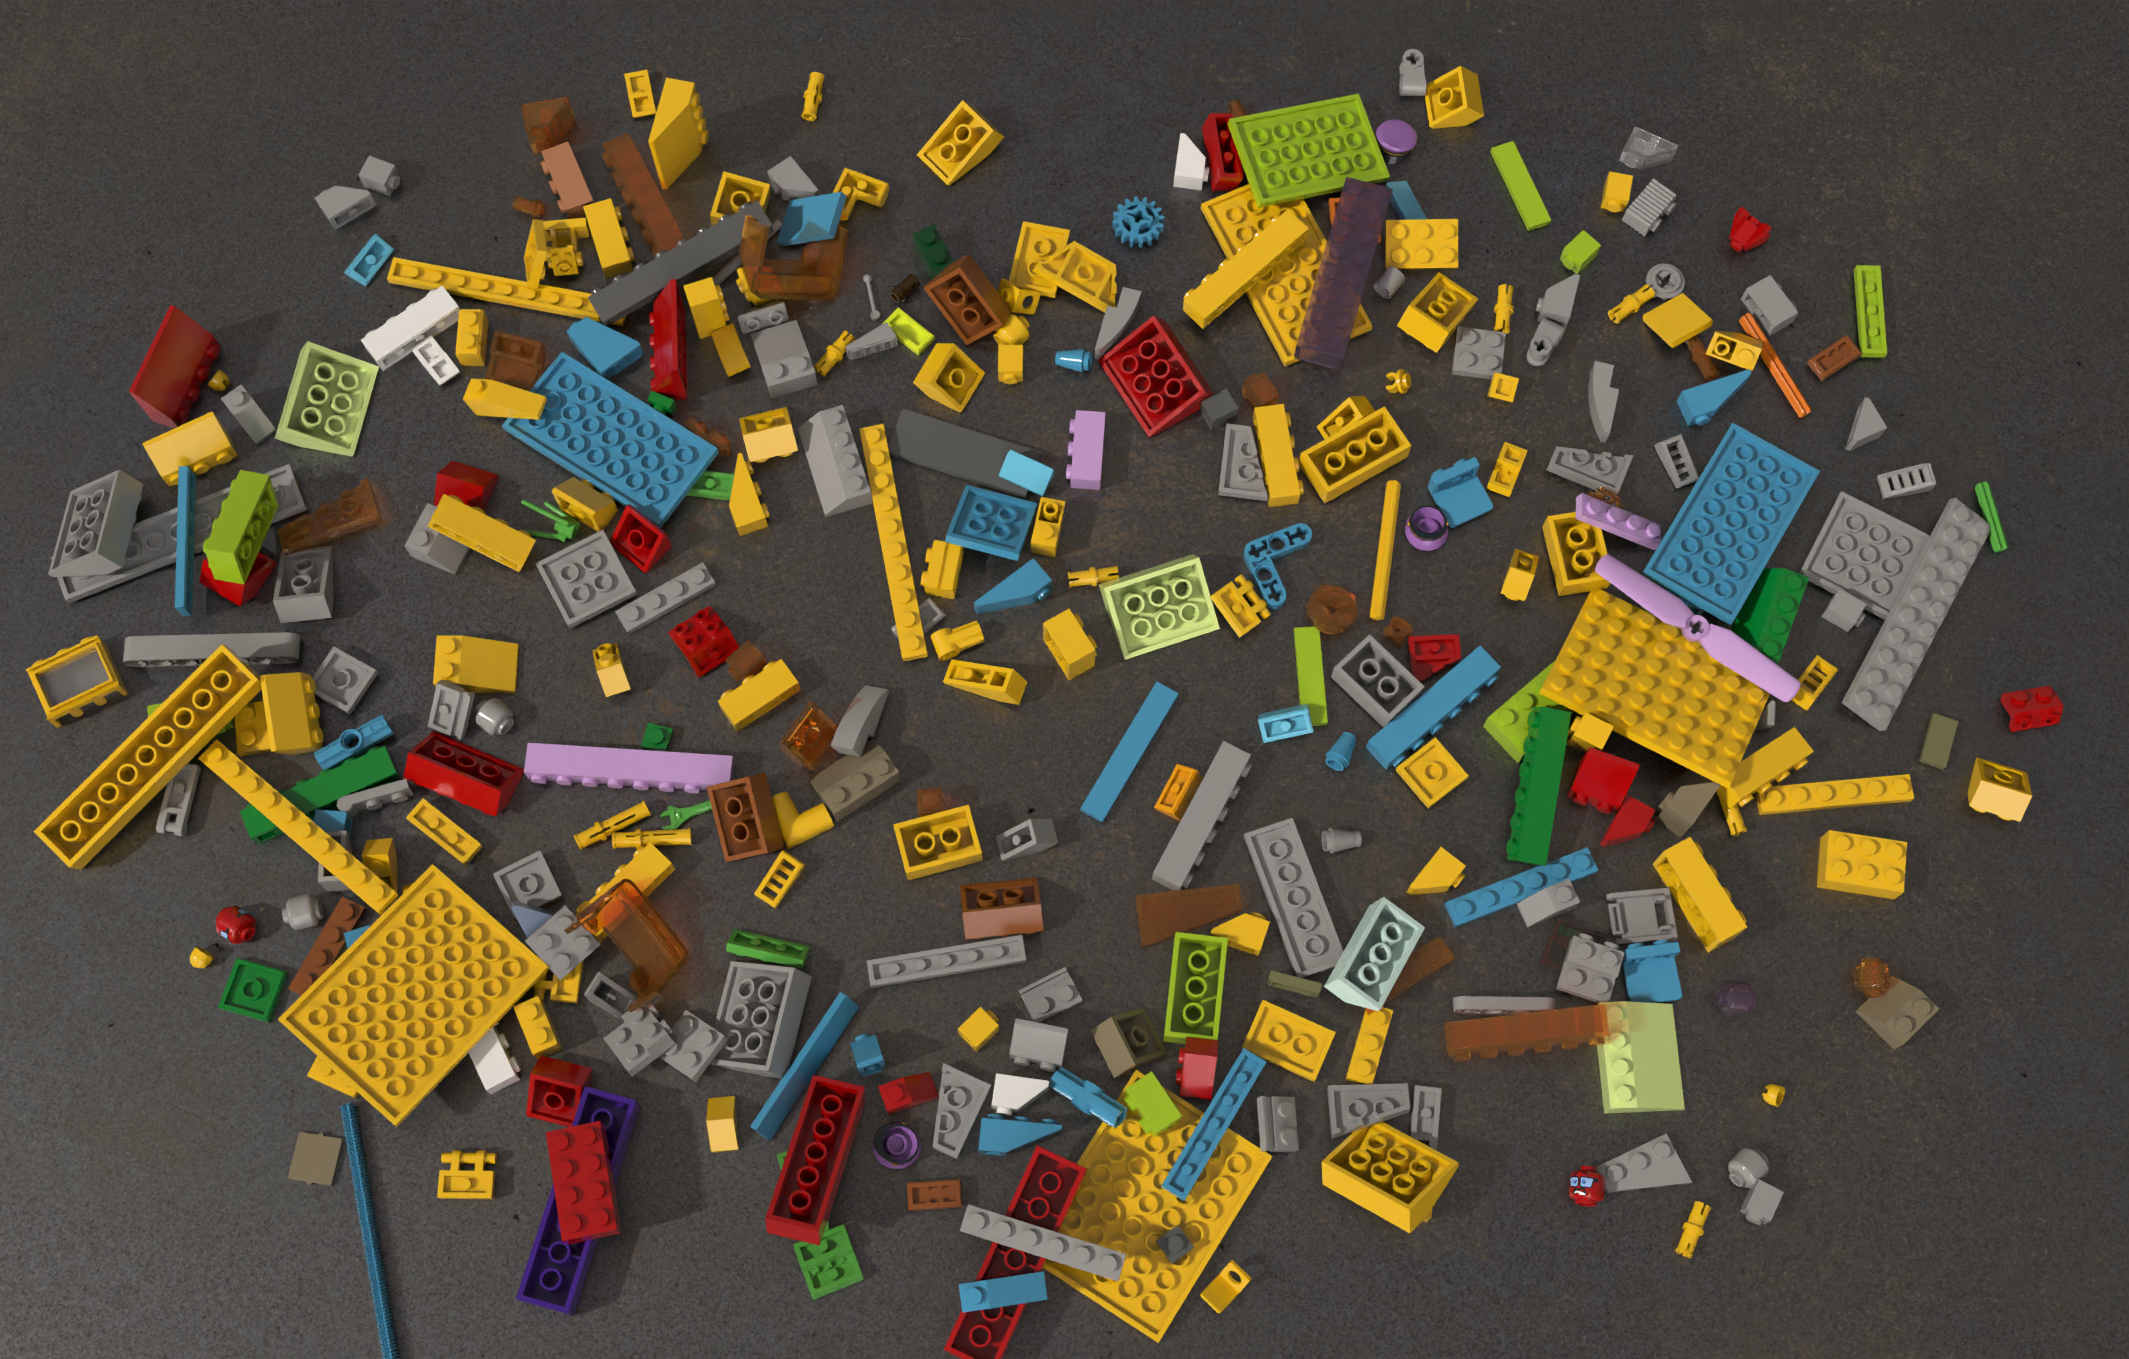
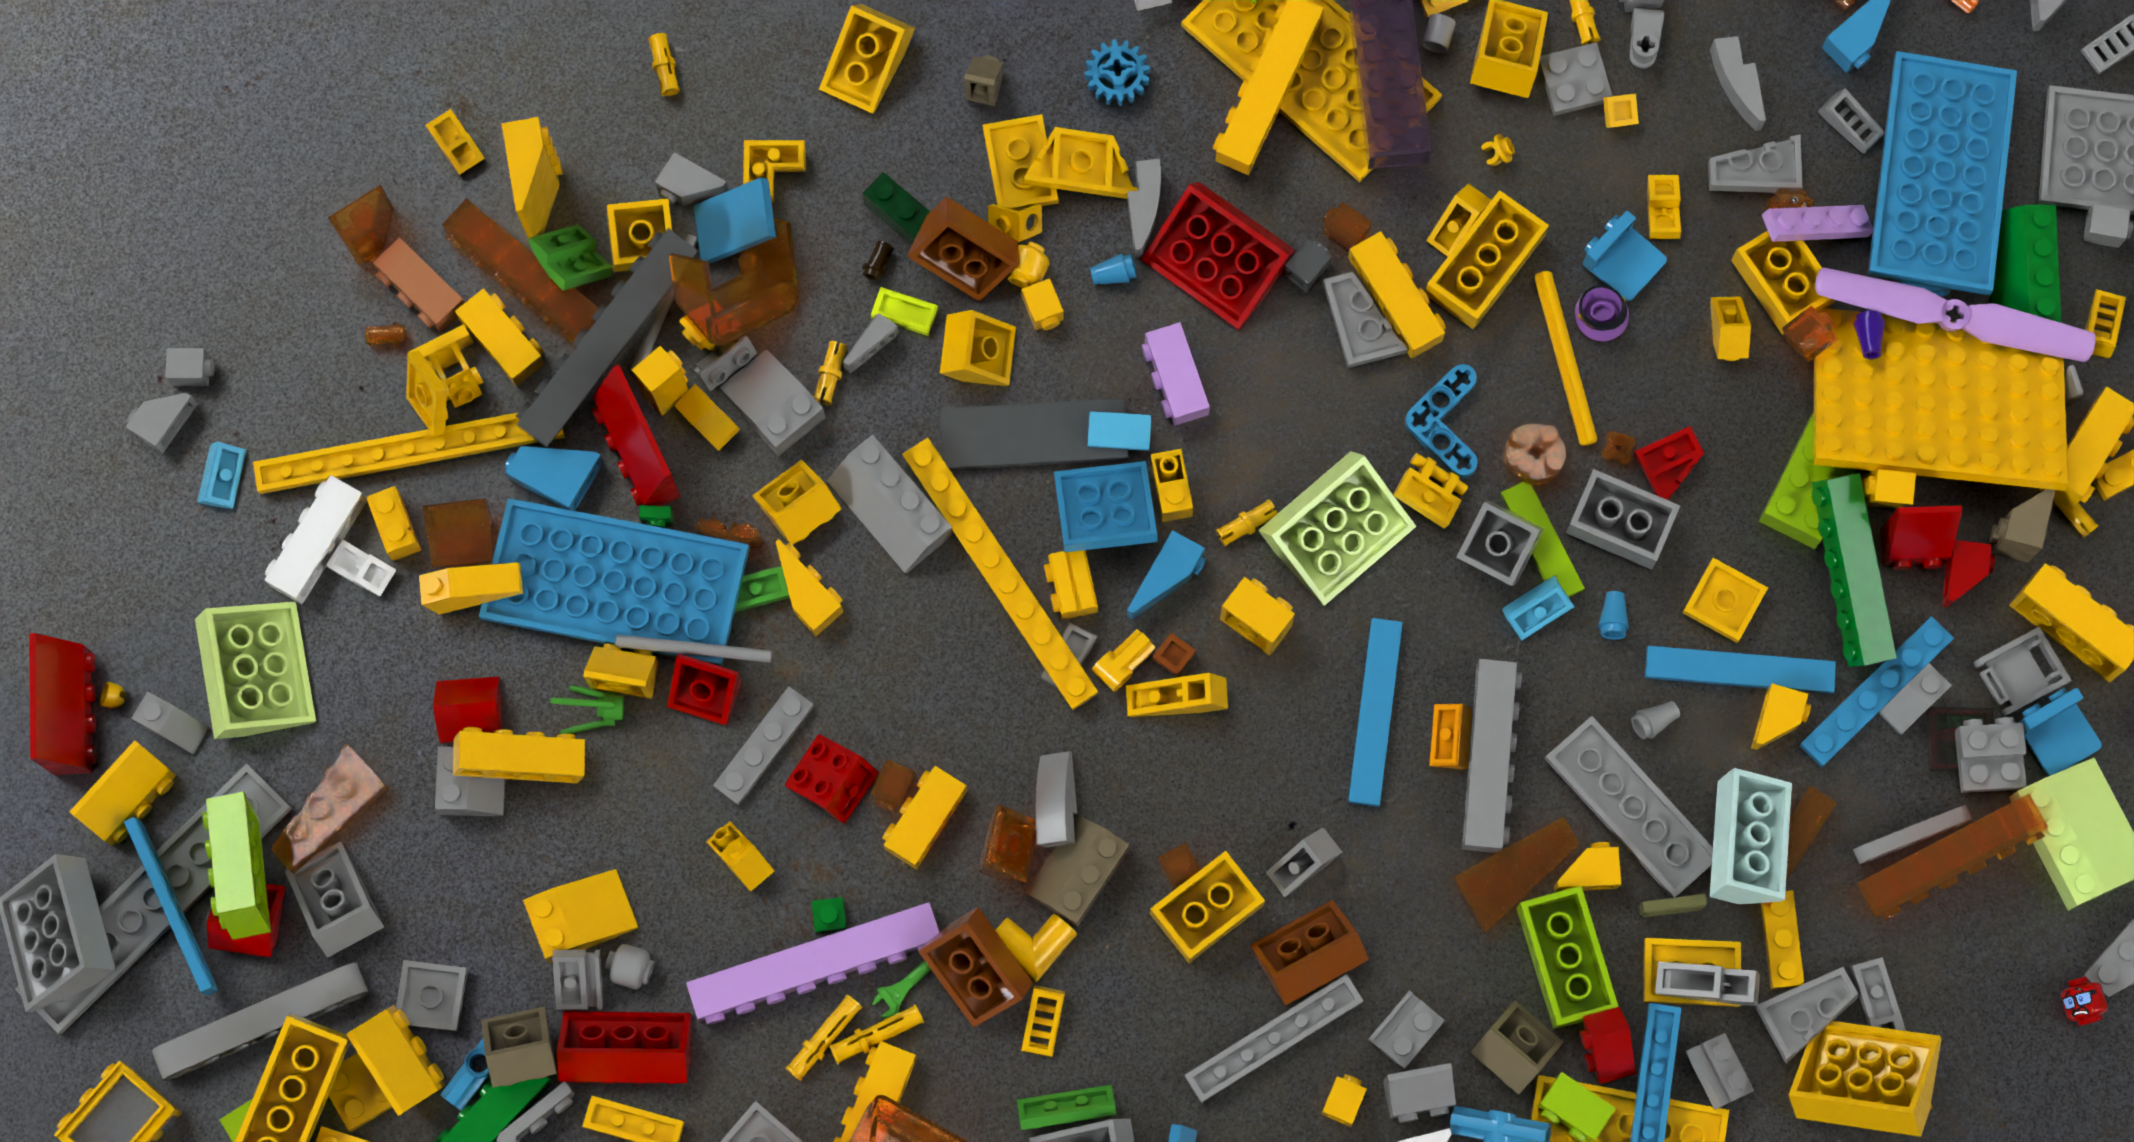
camera: 20 degrees left, 5 degrees up
(382, 739) = (518, 1047): none -> dark tan slope
(586, 579) = (661, 760): light grey plate -> none
(644, 506) = (694, 648): none -> light grey piece
(683, 201) = (570, 257): none -> bright green slope
(875, 315) = (856, 306): light grey hinge -> none
(996, 650) = (1174, 654): none -> dark orange plate
(1037, 190) = (983, 79): none -> dark tan slope
(1276, 662) = (1500, 543): none -> light grey brick
(1296, 1052) = (1708, 983): none -> light grey slope
(1421, 829) = (1739, 669): none -> dark azure tile
(1433, 707) = (1696, 523): dark azure brick -> none
(1578, 598) = (1810, 333): none -> clear orange brick
(1624, 615) = (1870, 330): none -> dark purple cone

